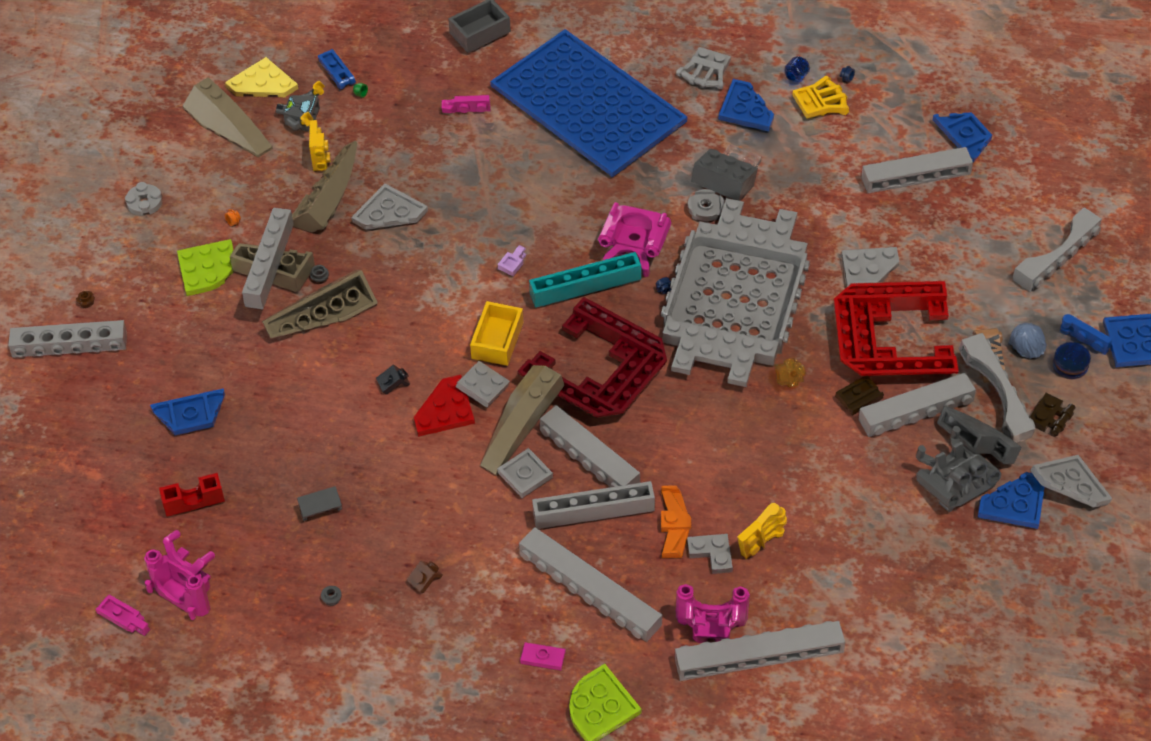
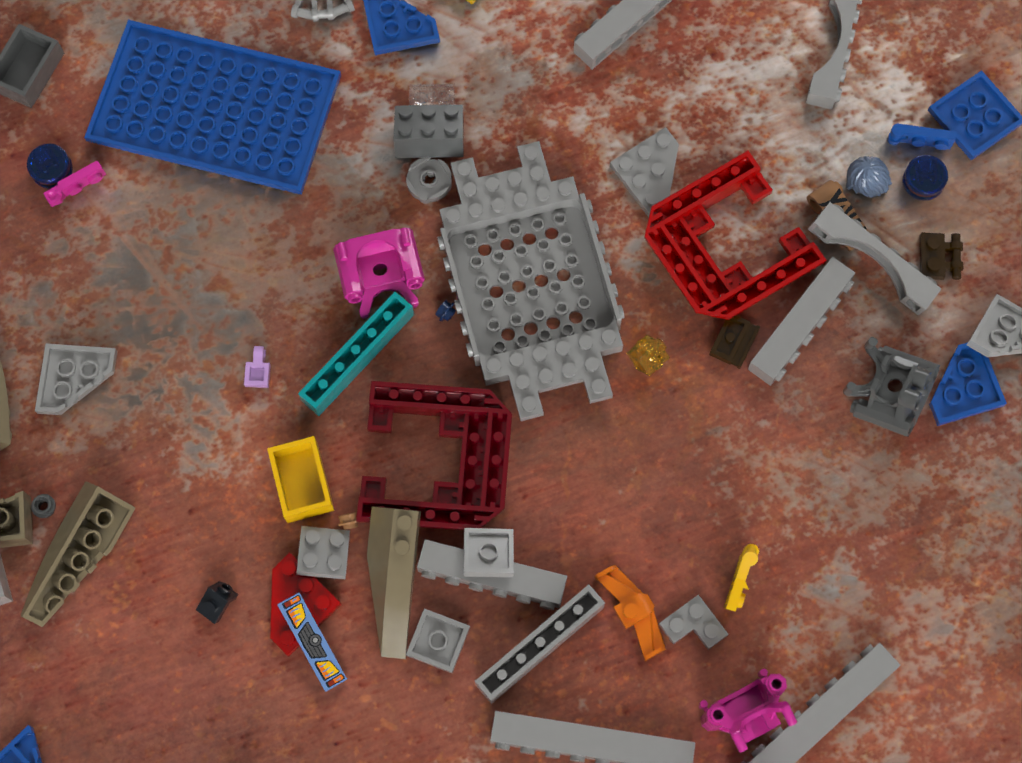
camera: 30 degrees left, 20 degrees up
(439, 430) = (312, 642): none -> tile
(456, 85) = (49, 165): none -> clear blue head
(512, 375) = (348, 520): none -> medium nougat plate
(594, 429) = (488, 552): none -> light grey plate
(979, 436) = (888, 326): dark grey slope -> none

